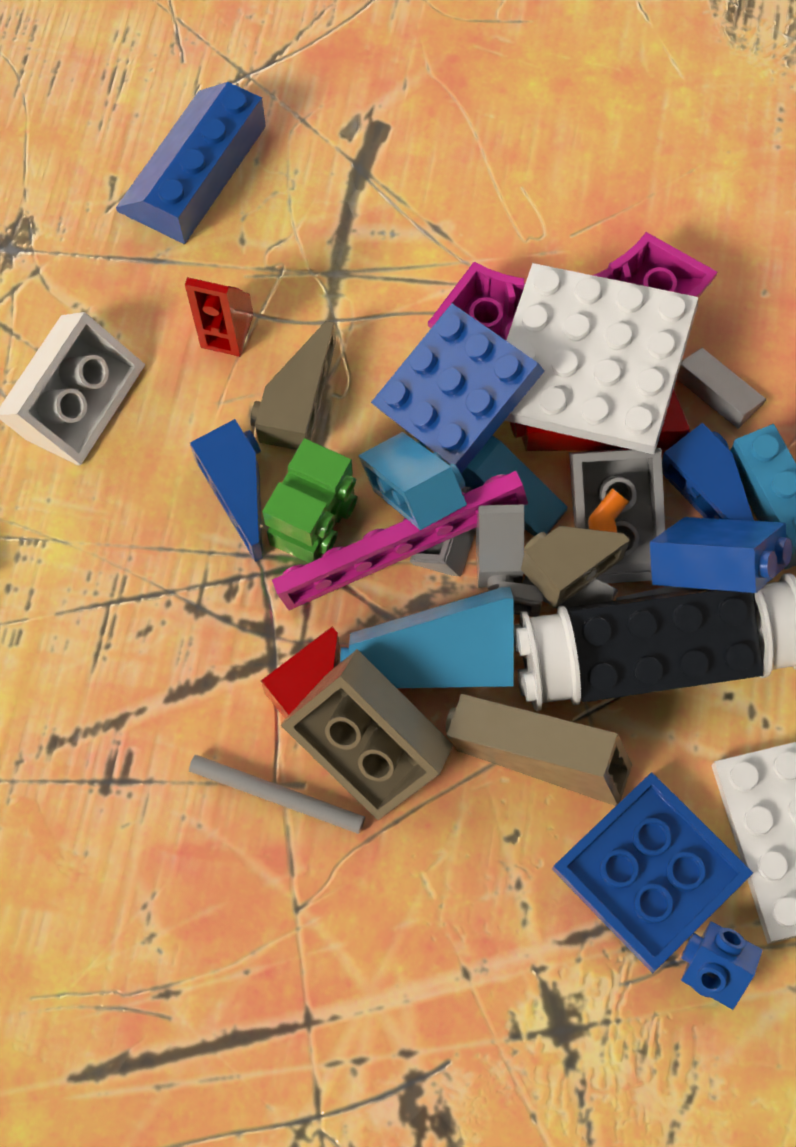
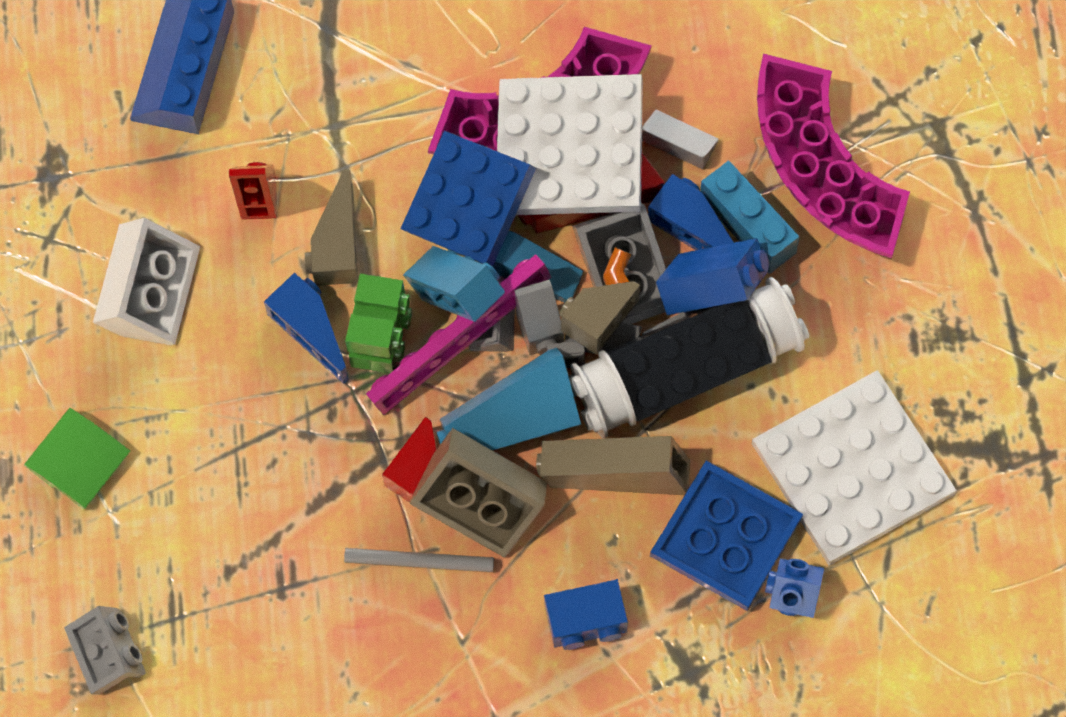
camera: 15 degrees left, 0 degrees up
(453, 921) = (586, 614): none -> blue brick

